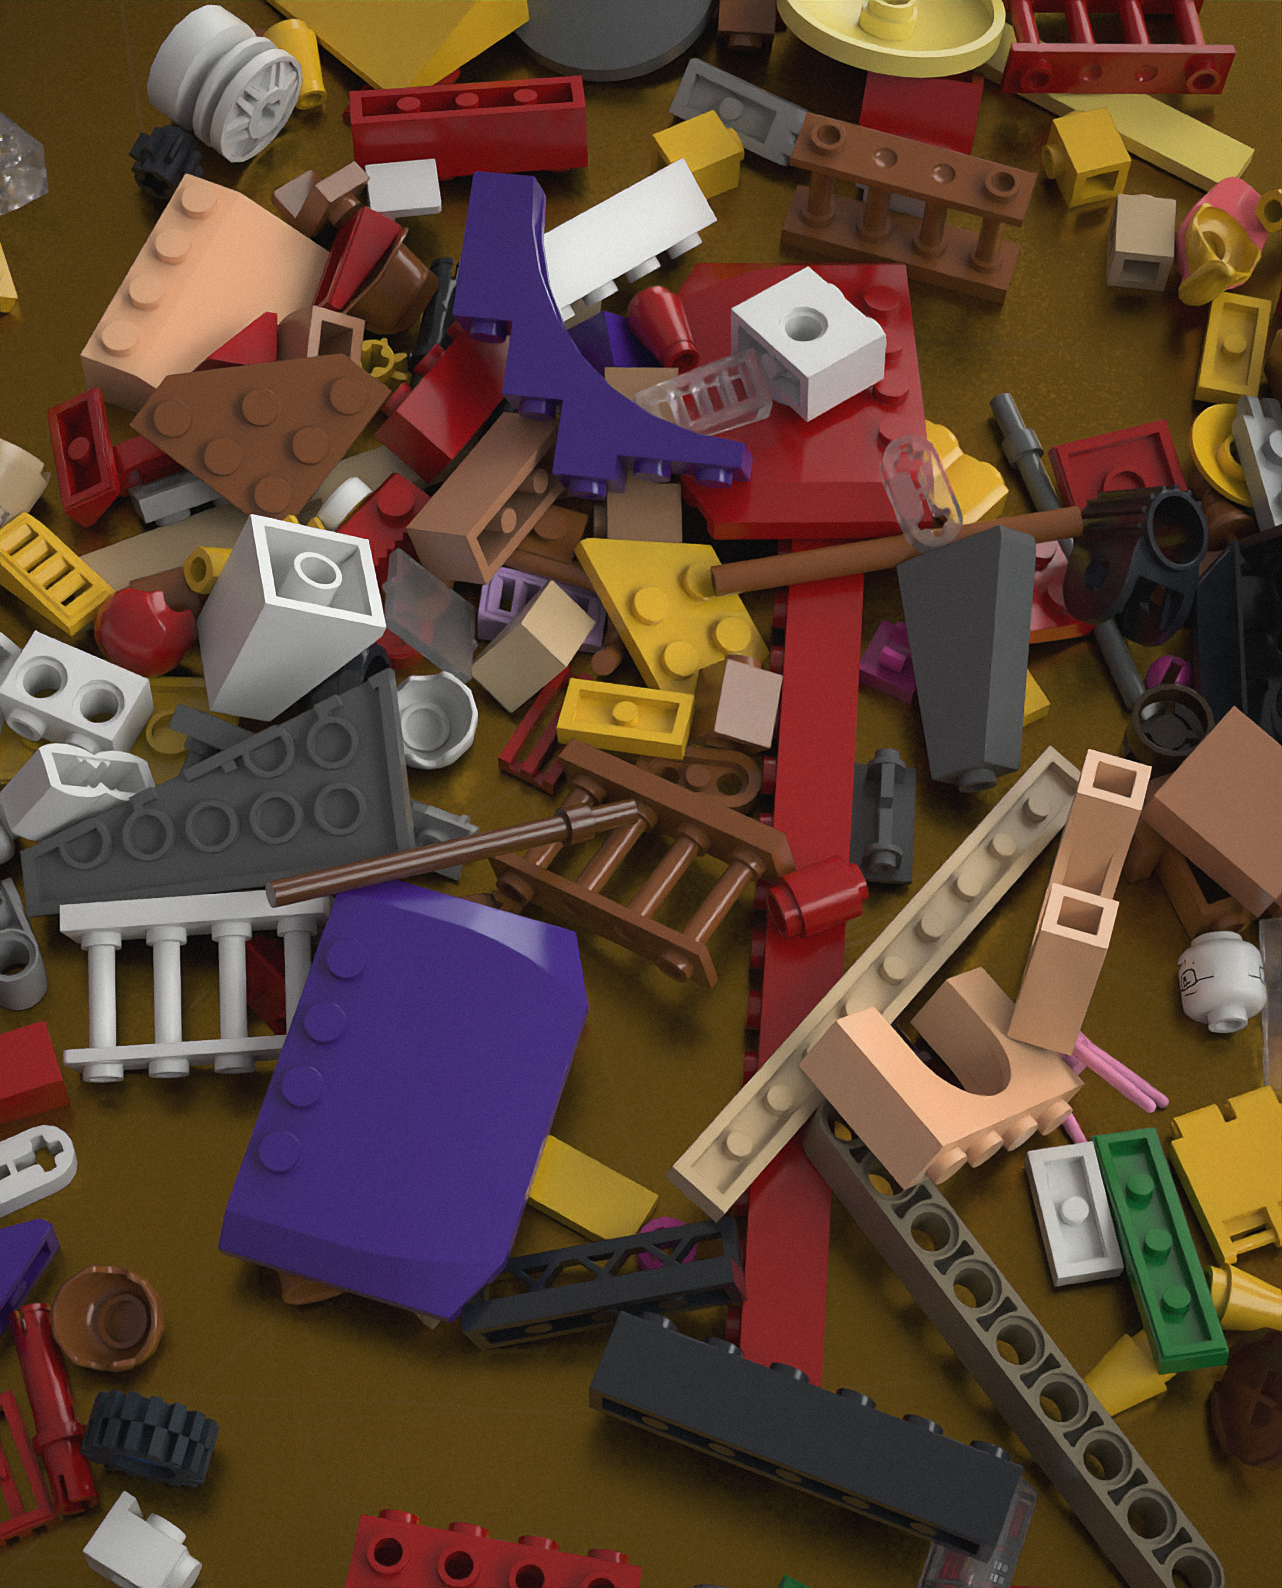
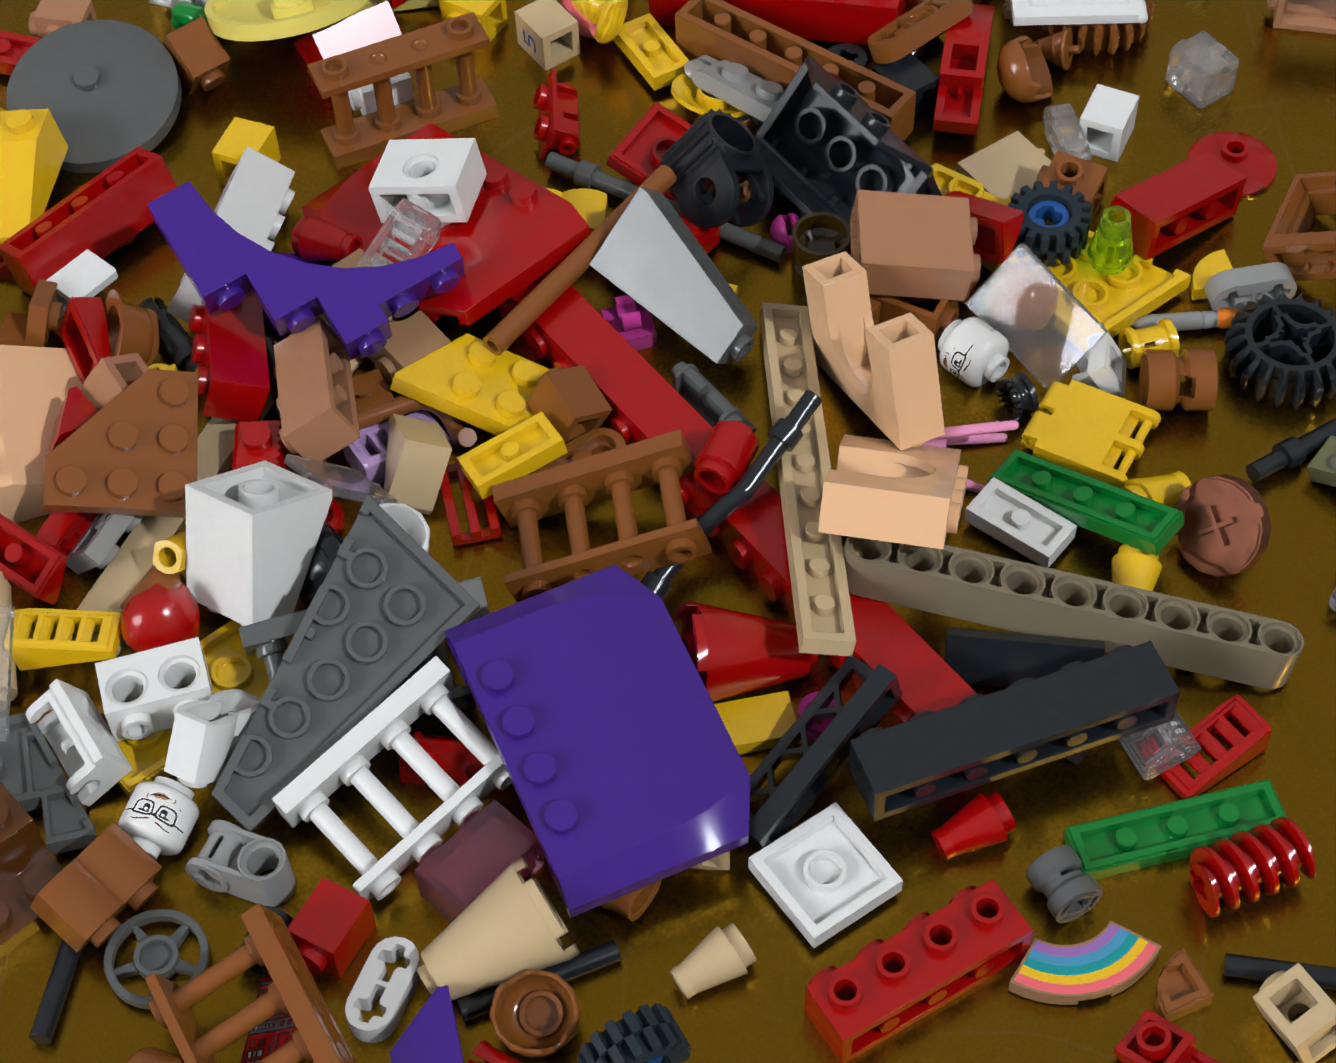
camera: 35 degrees left, 10 degrees down
(146, 1216) = (497, 937): none -> tan cone
(173, 1291) = (582, 964): none -> black bar
(193, 1125) = (474, 857): none -> clear pink brick
(323, 1411) = (714, 961): none -> tan cone
(343, 503) = (222, 457): white tile -> none
(506, 1416) = (825, 874): none -> white plate
(569, 826) = (543, 525): reddish brown bar -> none
(630, 1109) = (740, 649): none -> red cone
(696, 1495) = (976, 826): none -> red cone
(760, 118) = (269, 106): light grey hinge -> none
(886, 926) = (783, 438): none -> black bar
(915, 1361) = (1006, 657): none -> black tile
(934, 488) = (572, 210): clear beam -> none
(1039, 367) = (557, 116): none -> red hinge
(1218, 1069) = (1017, 396): none -> black bush

